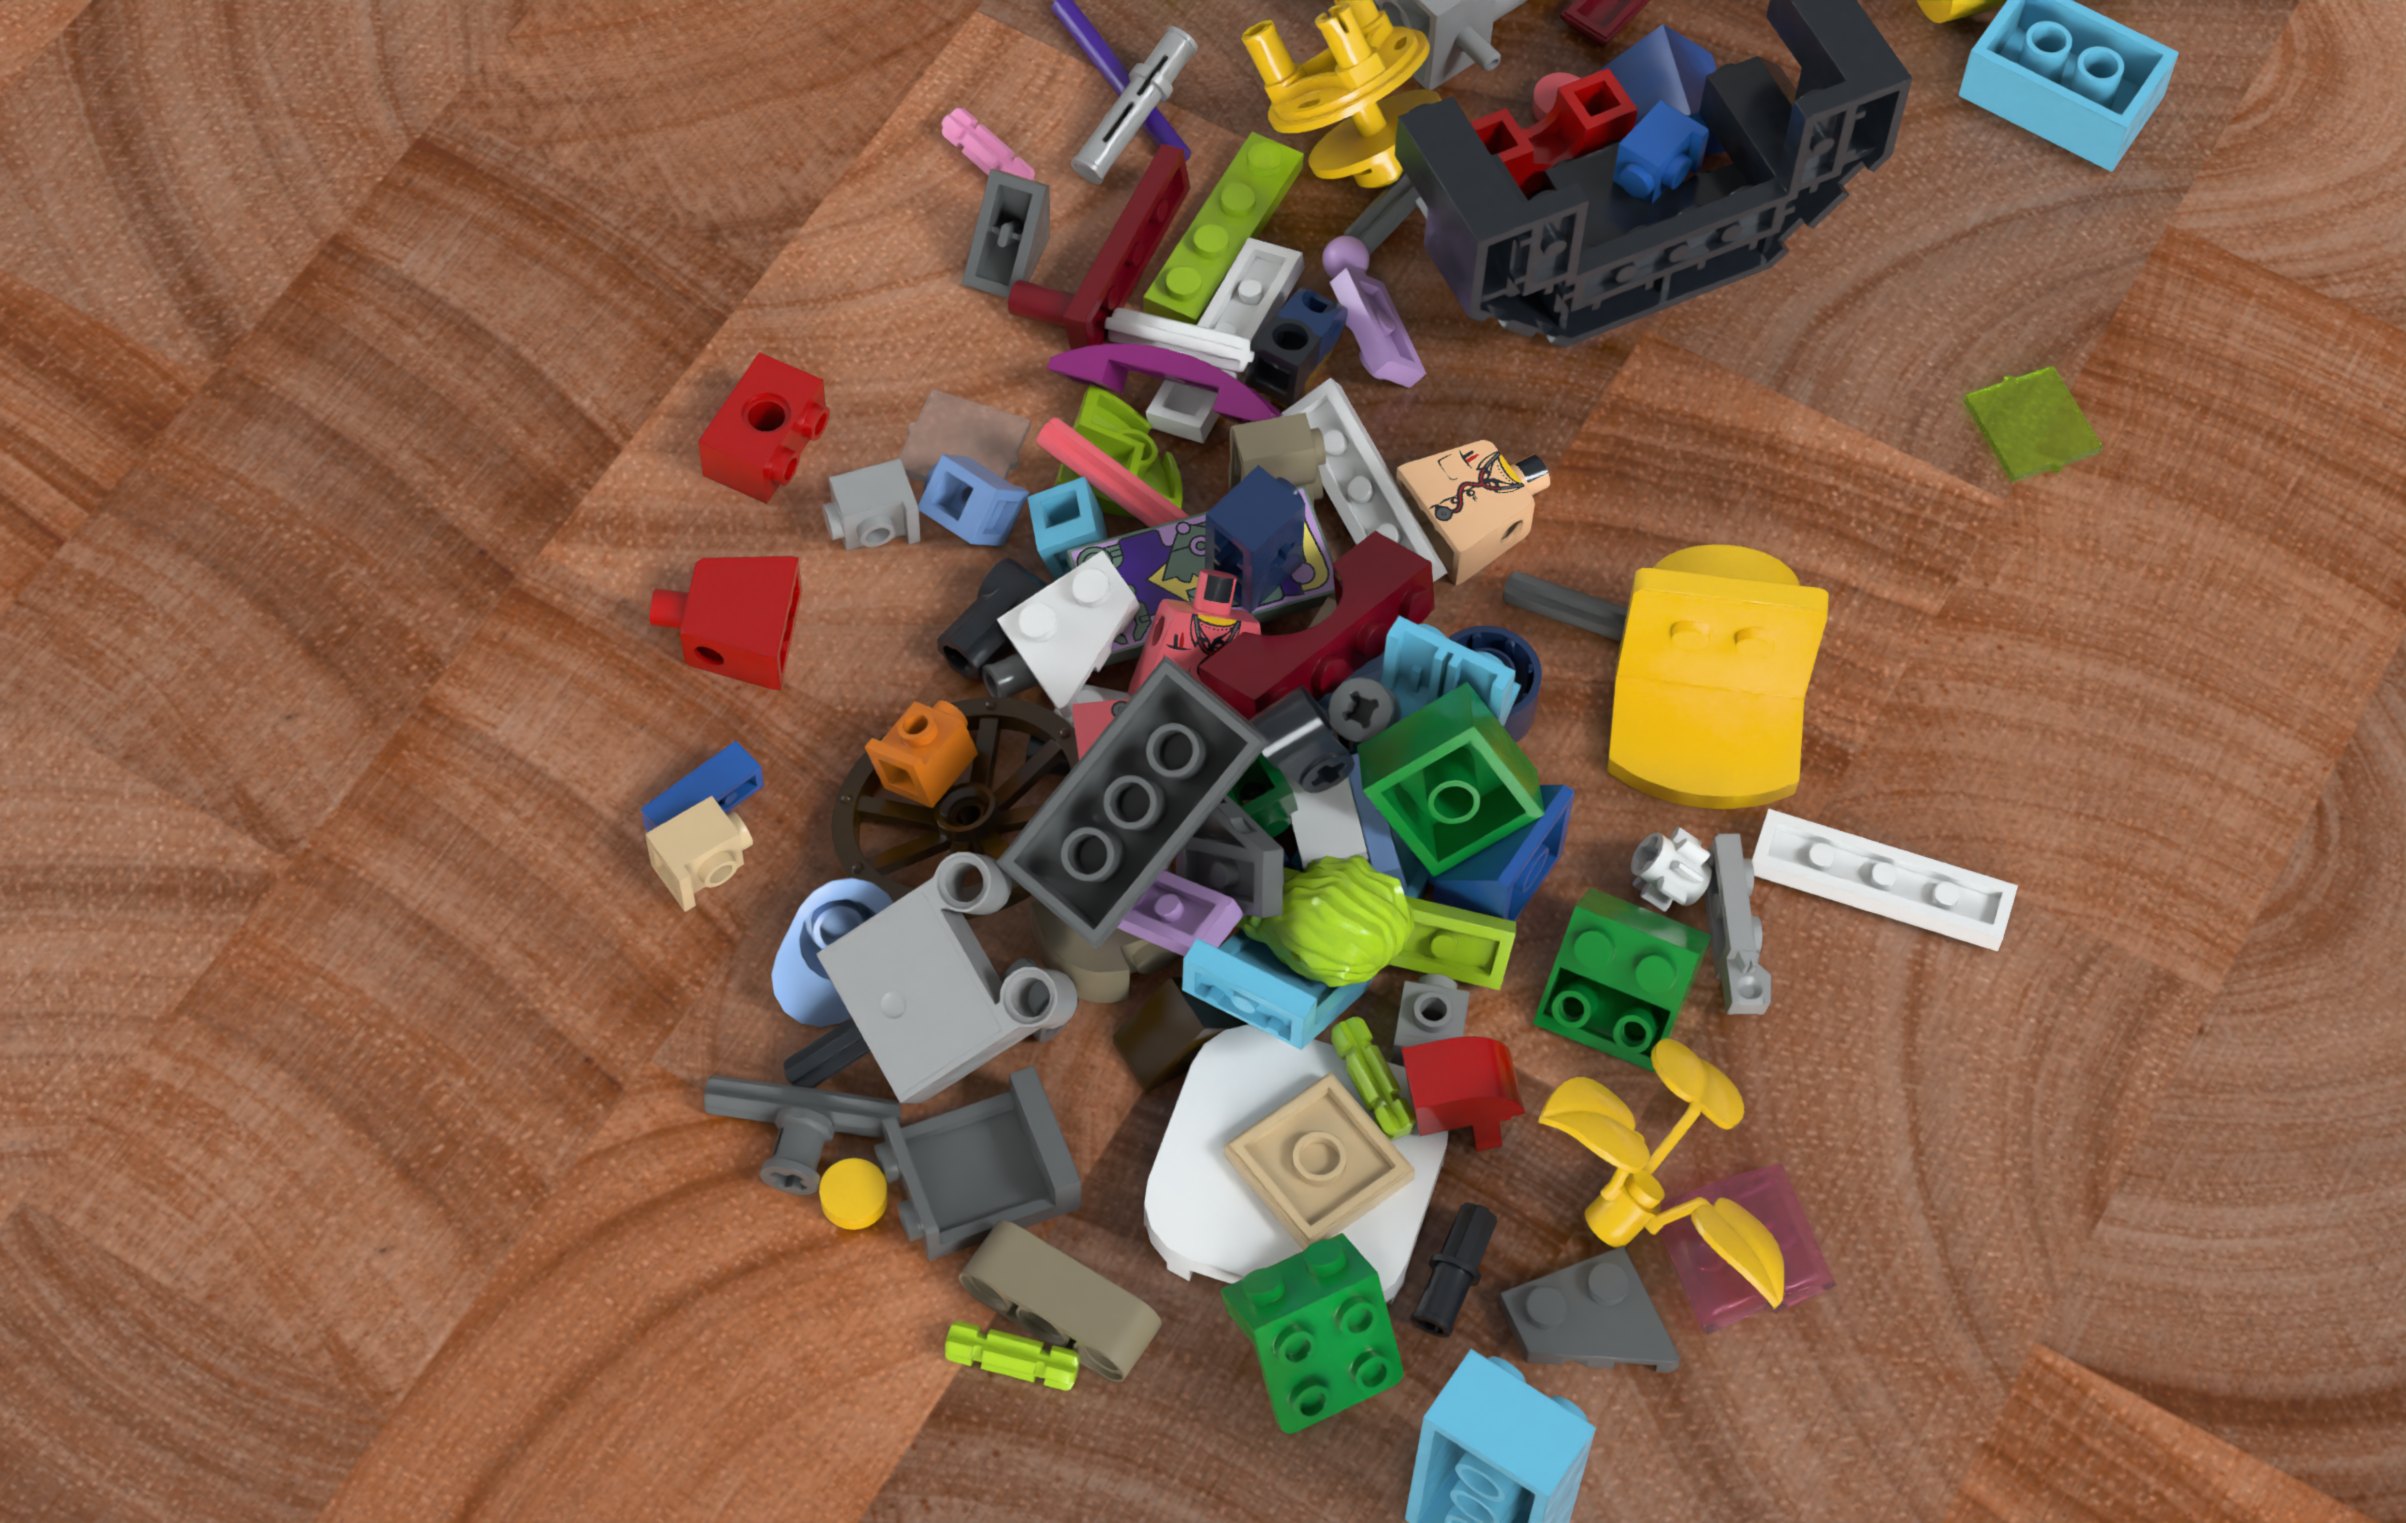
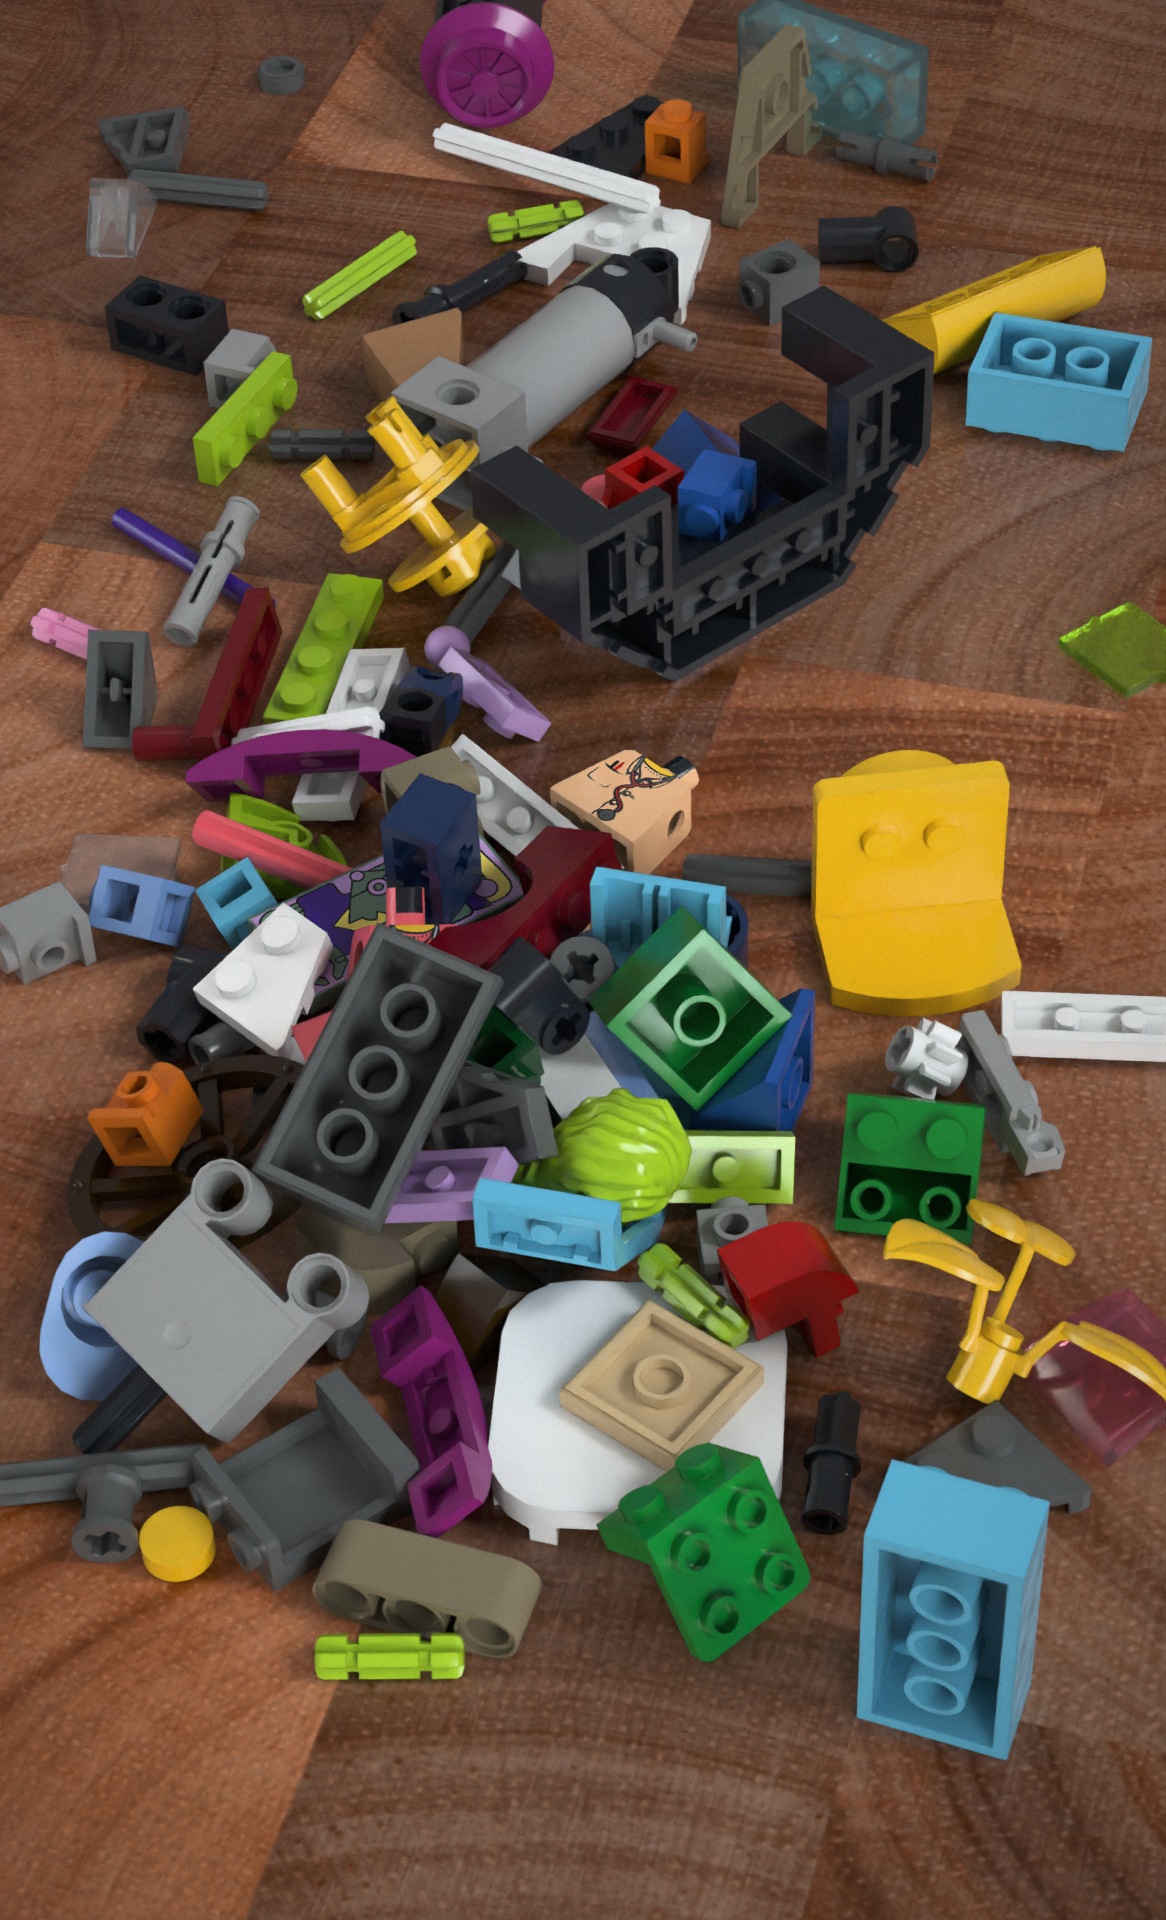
camera: 10 degrees left, 15 degrees down
(1121, 1130) = (442, 1408): none -> magenta slope

